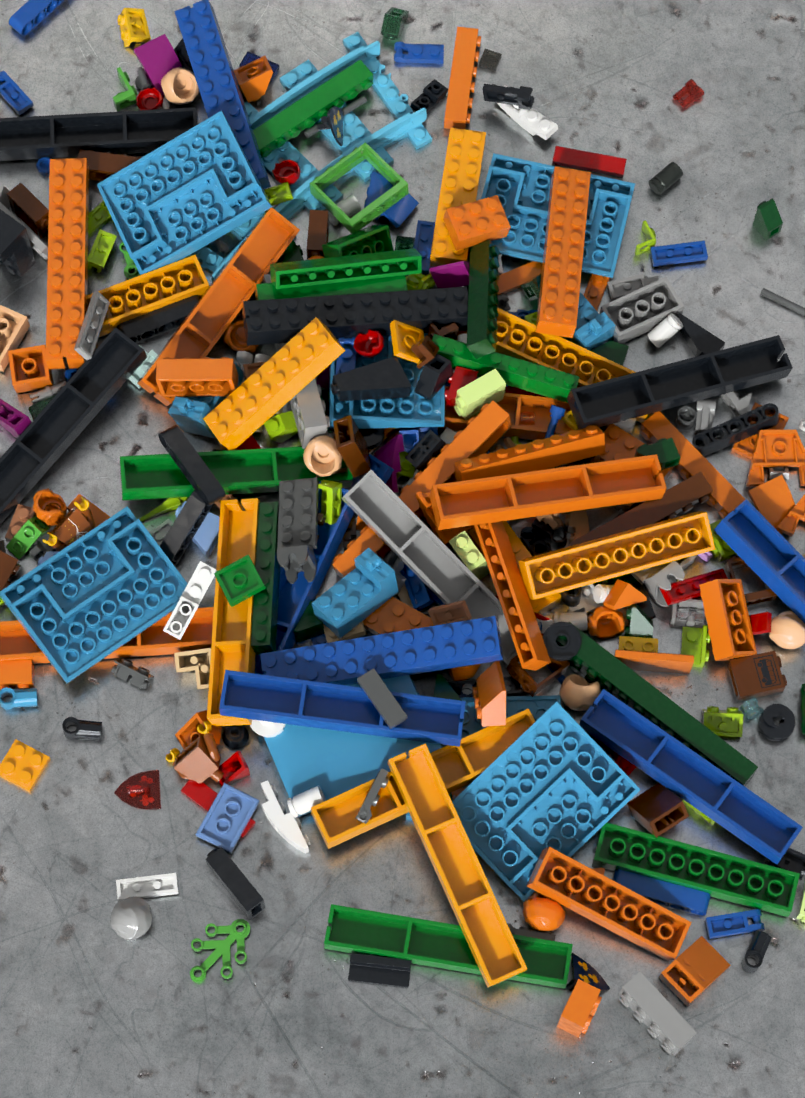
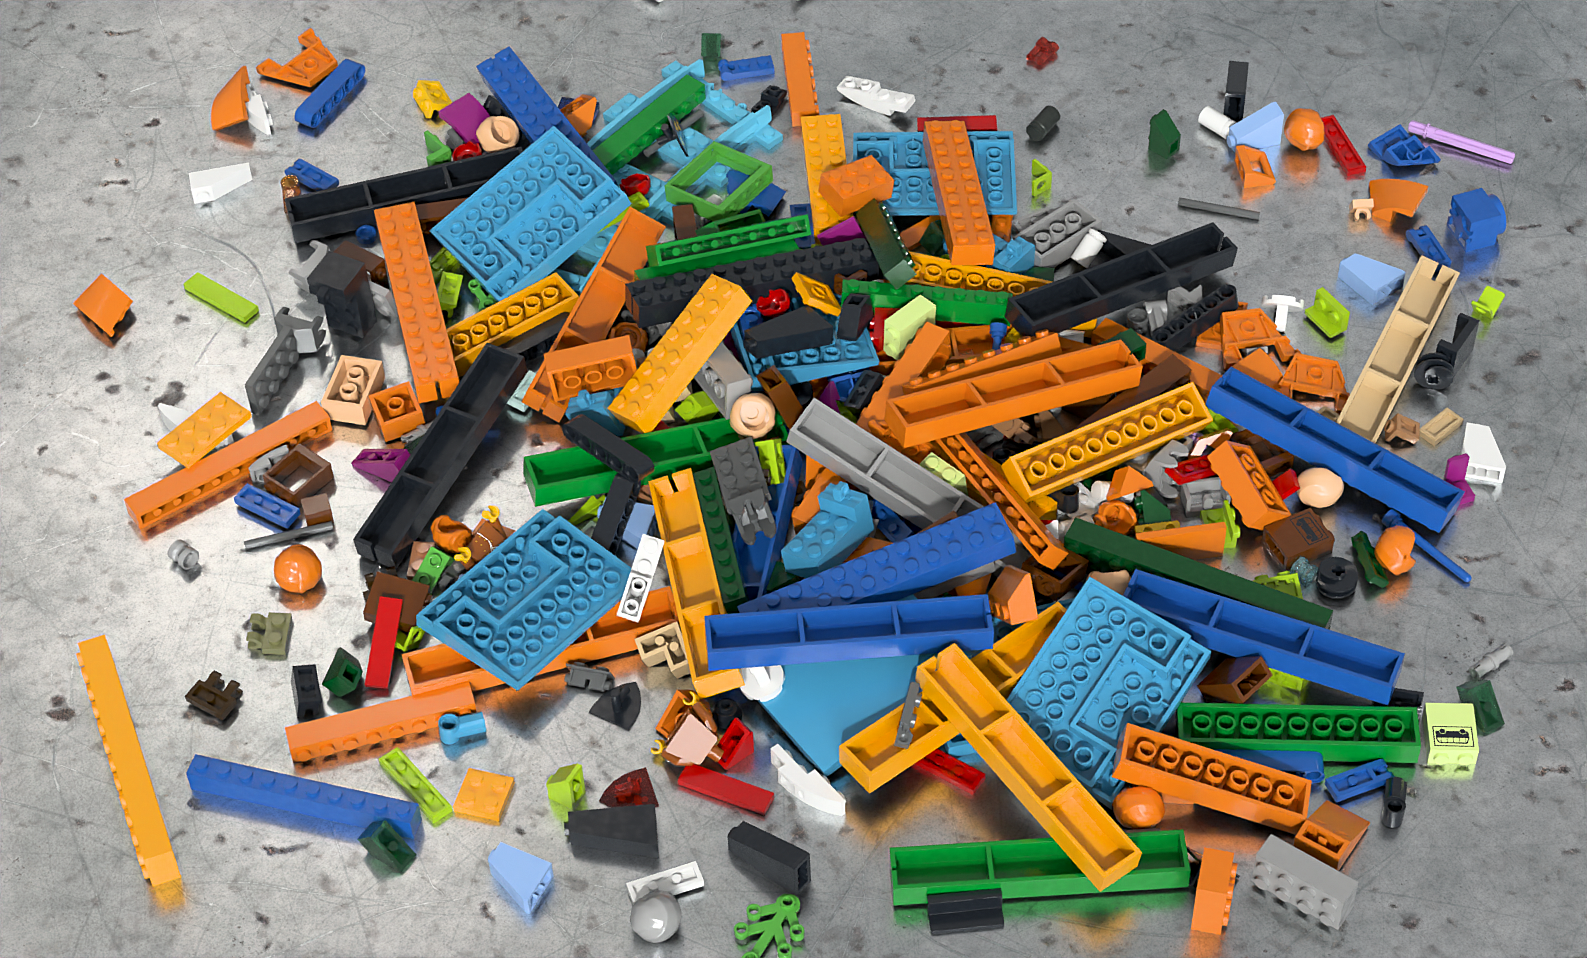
camera: 10 degrees left, 20 degrees down
(34, 850) = (520, 874): none -> light blue slope
(84, 729) = (537, 742): black piece -> none
(88, 777) = (567, 785): none -> lime slope
(92, 325) = (459, 347): light grey tile -> none
(123, 827) = (615, 829): none -> black slope
(151, 704) = (619, 705): none -> black shield
(227, 818) = (740, 793): medium blue tile -> none
(240, 580) = (693, 543): green plate -> none
(304, 801) = (828, 749): white piece -> none
(382, 698) = (892, 607): dark grey tile -> none
(407, 835) = (952, 770): none -> red tile
(425, 350) = (837, 293): reddish brown panel -> none
(490, 60) = (823, 60): clear smoke tile -> none
(509, 95) = (855, 76): black plate -> none
(570, 649) = (1077, 523): black tile -> none
(678, 253) = (1079, 184): blue plate -> none
(712, 561) = (1212, 439): none -> orange slope

